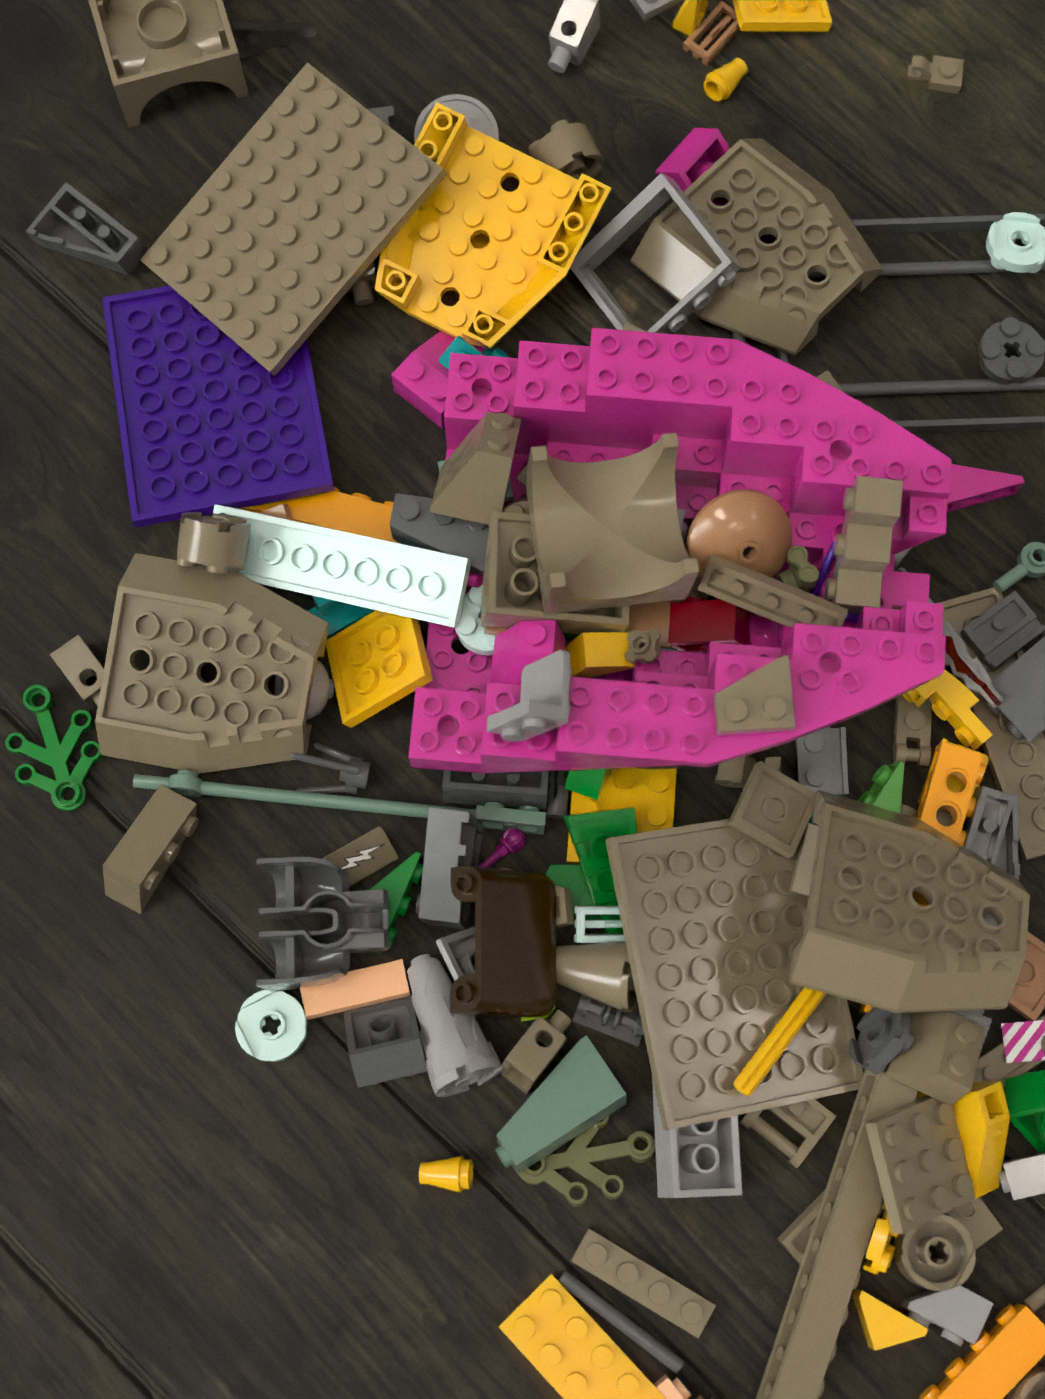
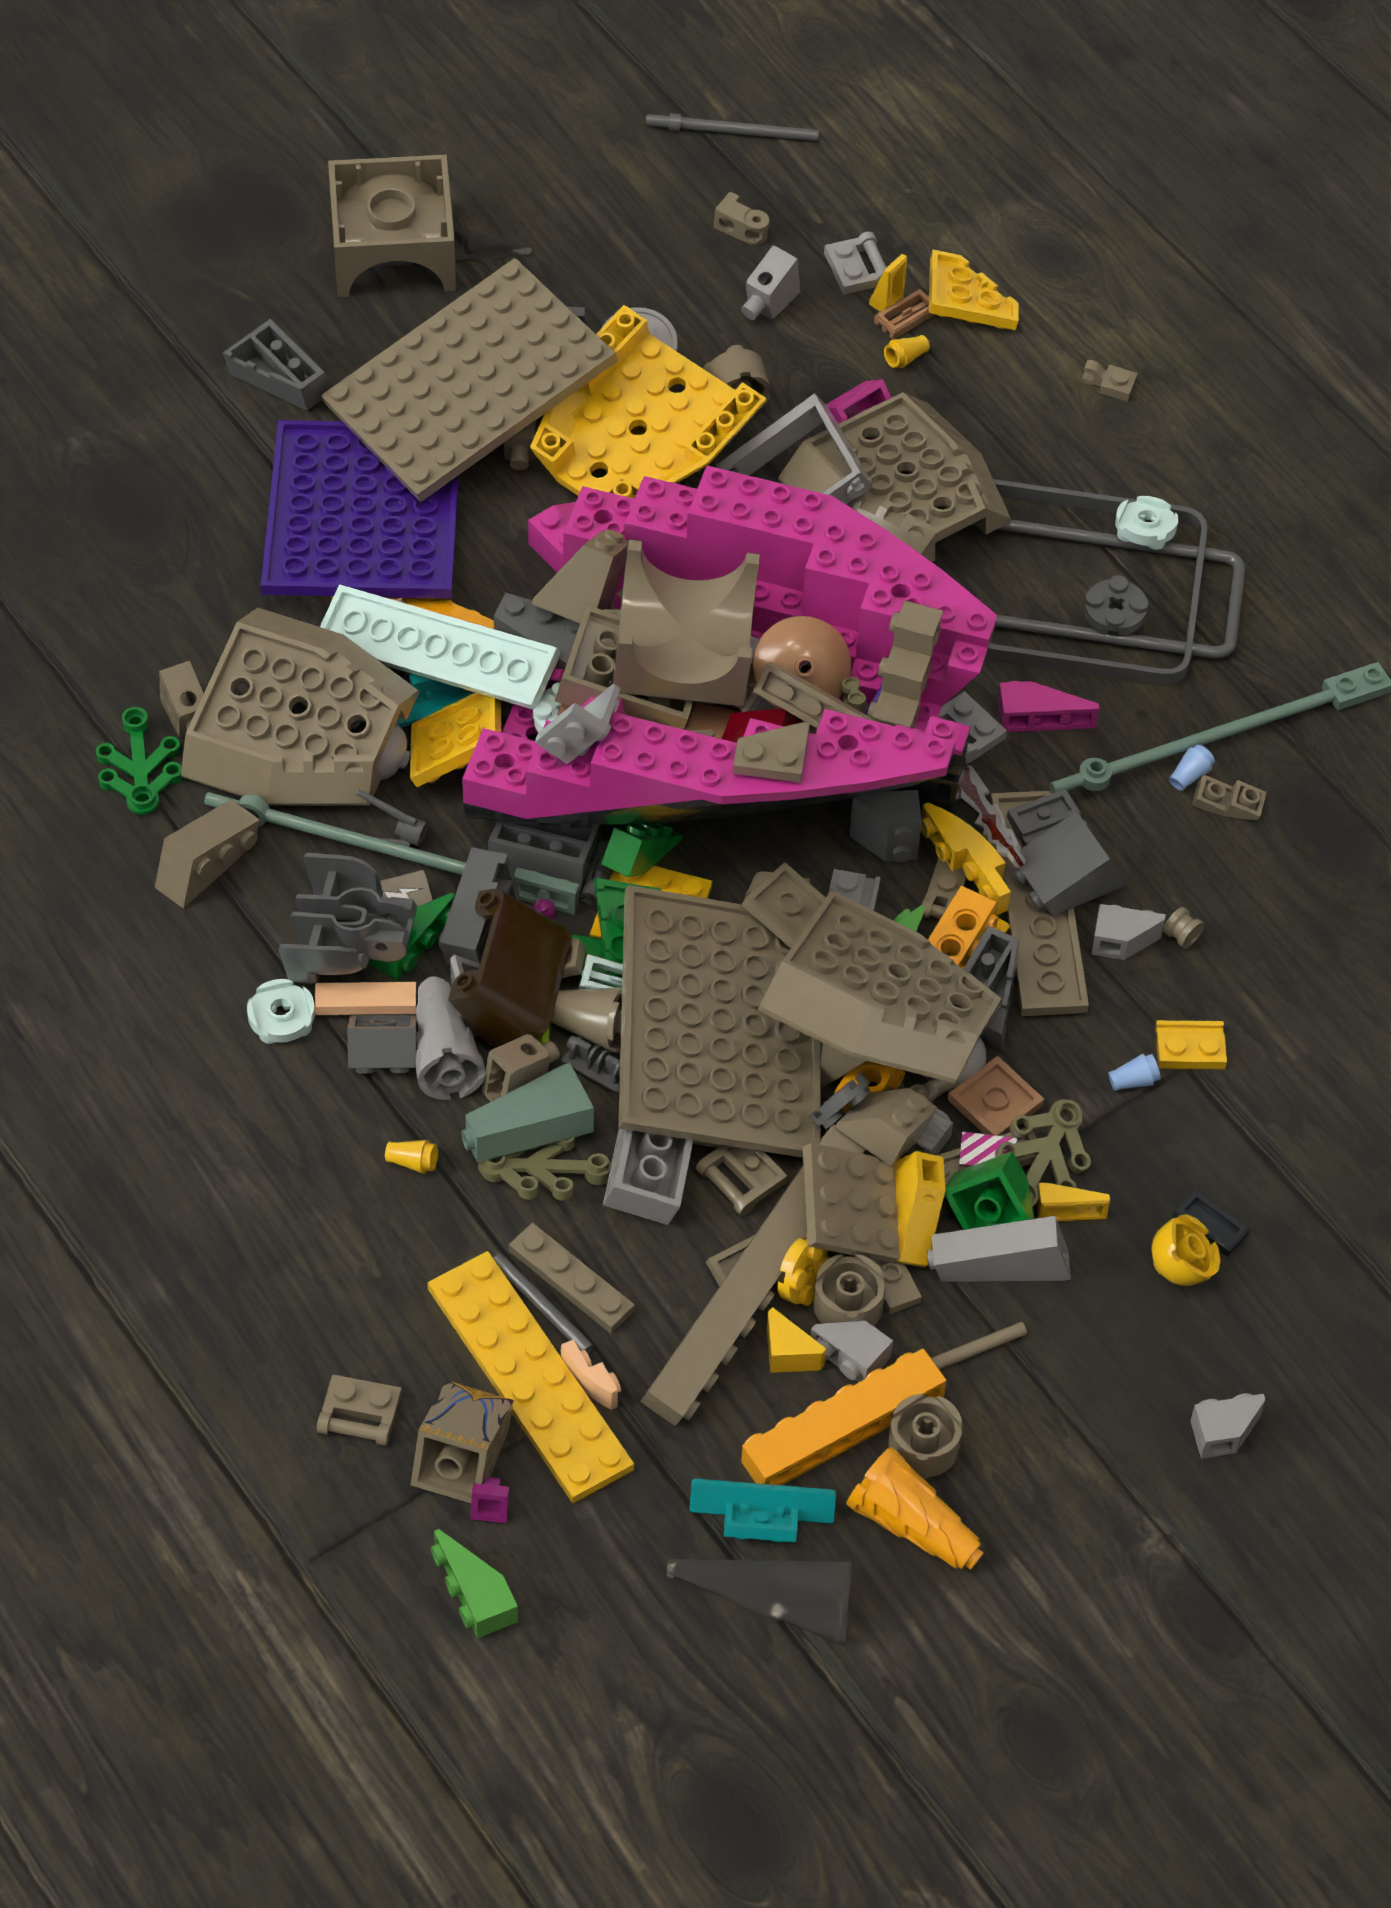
camera: 10 degrees right, 20 degrees down
(213, 541) = (331, 605): dark tan brick -> none
(777, 1041) = (756, 1076): yellow axle -> none

